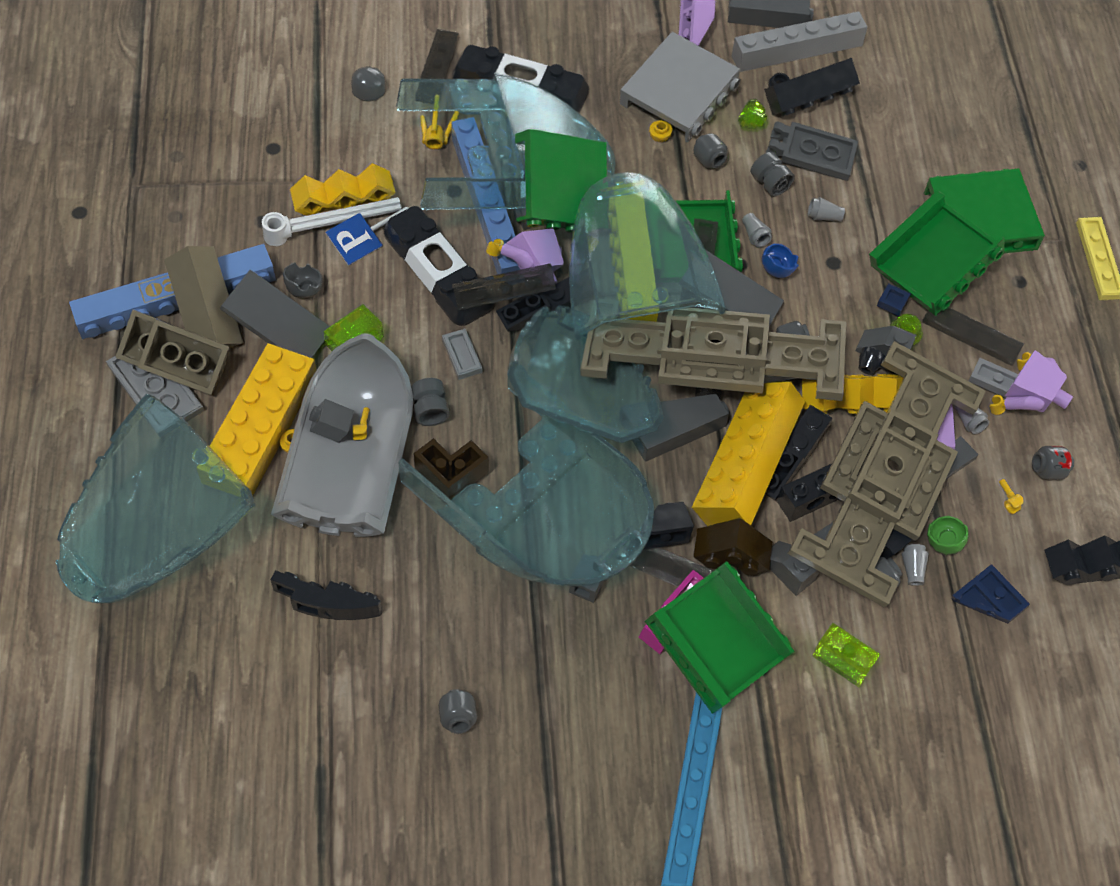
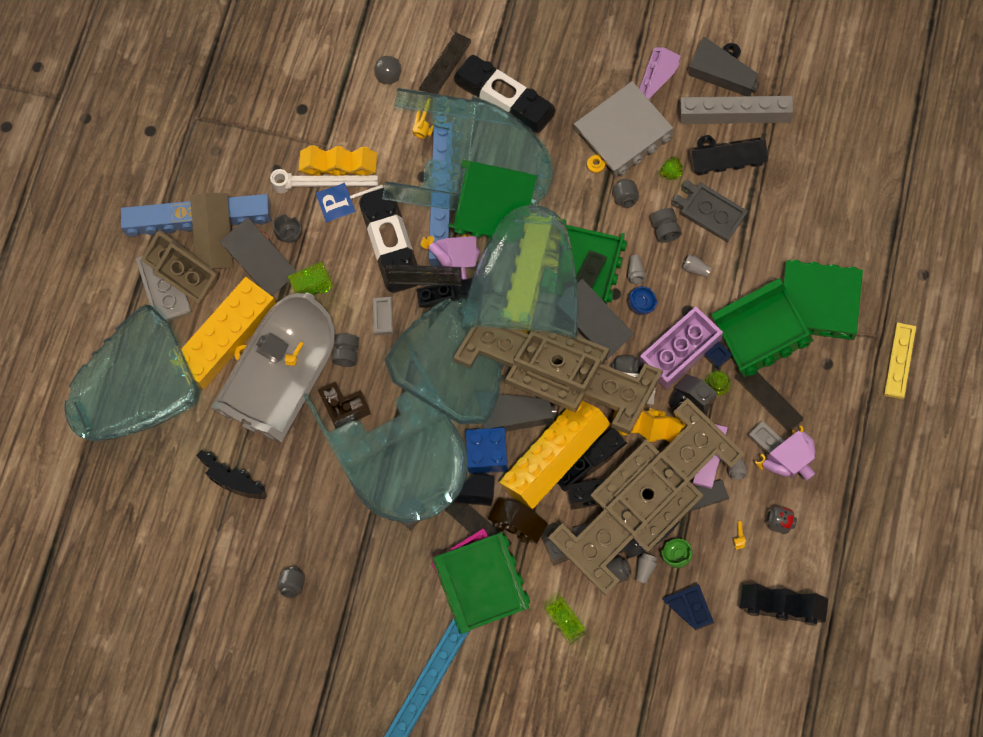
camera: 30 degrees right, 10 degrees up
(664, 472) = (486, 450): none -> blue brick
(851, 294) = (682, 346): none -> lavender brick

